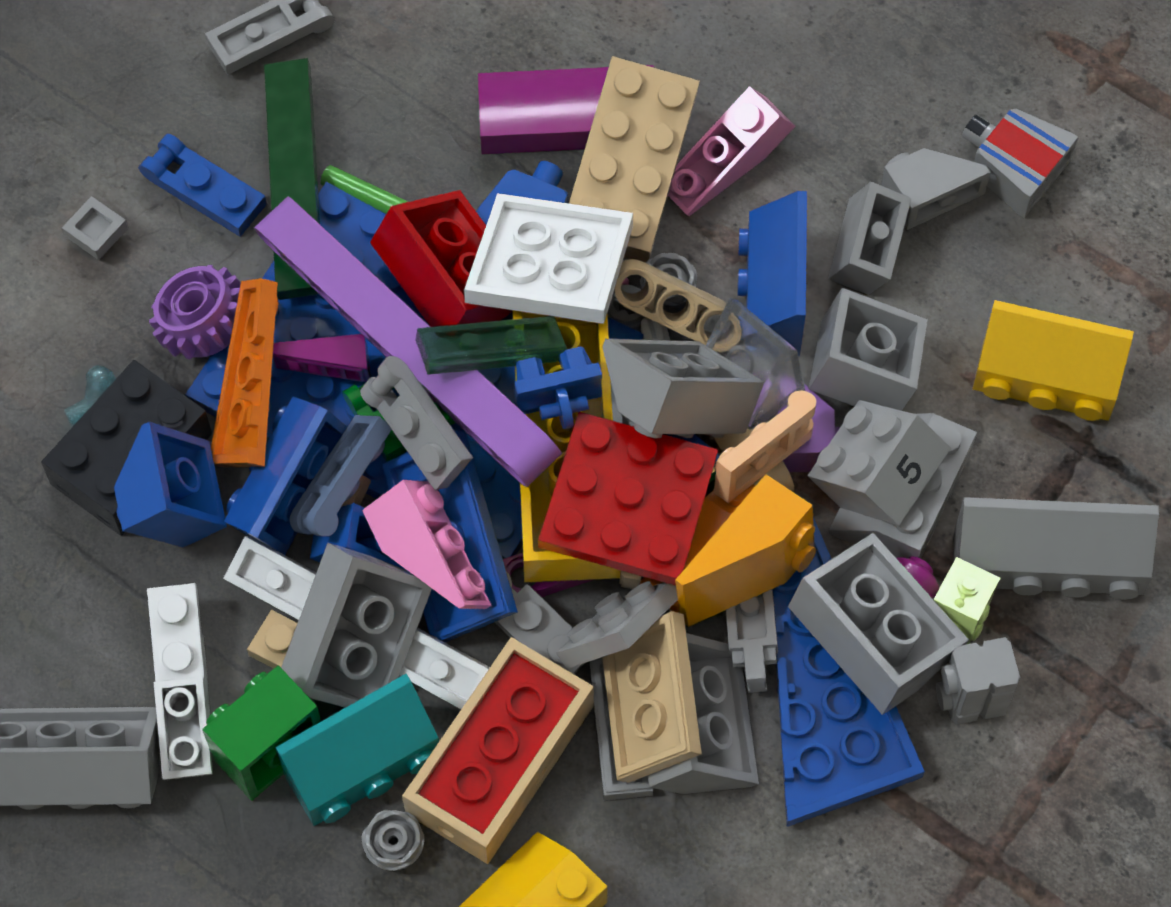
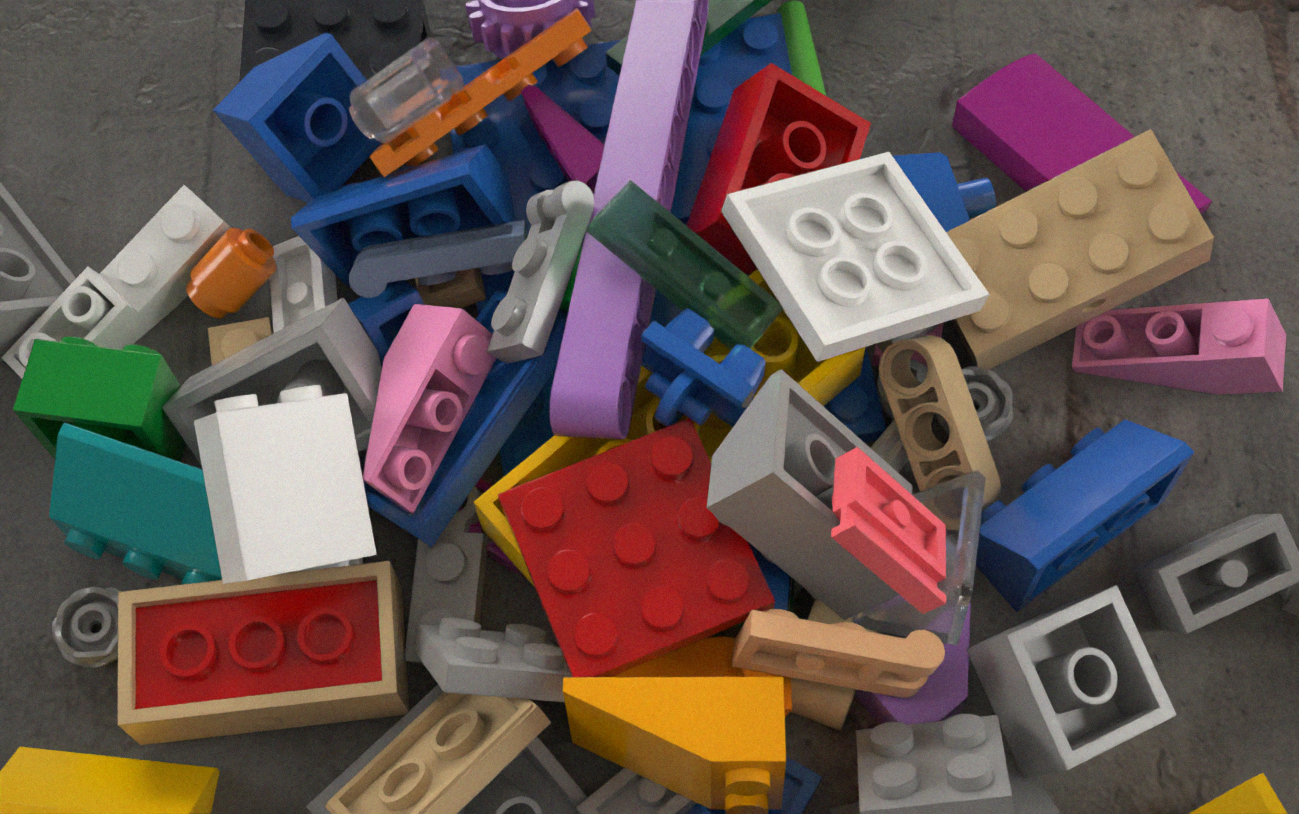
camera: 55 degrees right, 0 degrees up
(222, 412) = (405, 91): none -> clear brick
(226, 606) = (231, 272): none -> orange brick
(429, 650) = (283, 484): none -> white brick
(735, 359) = (889, 530): none -> coral plate

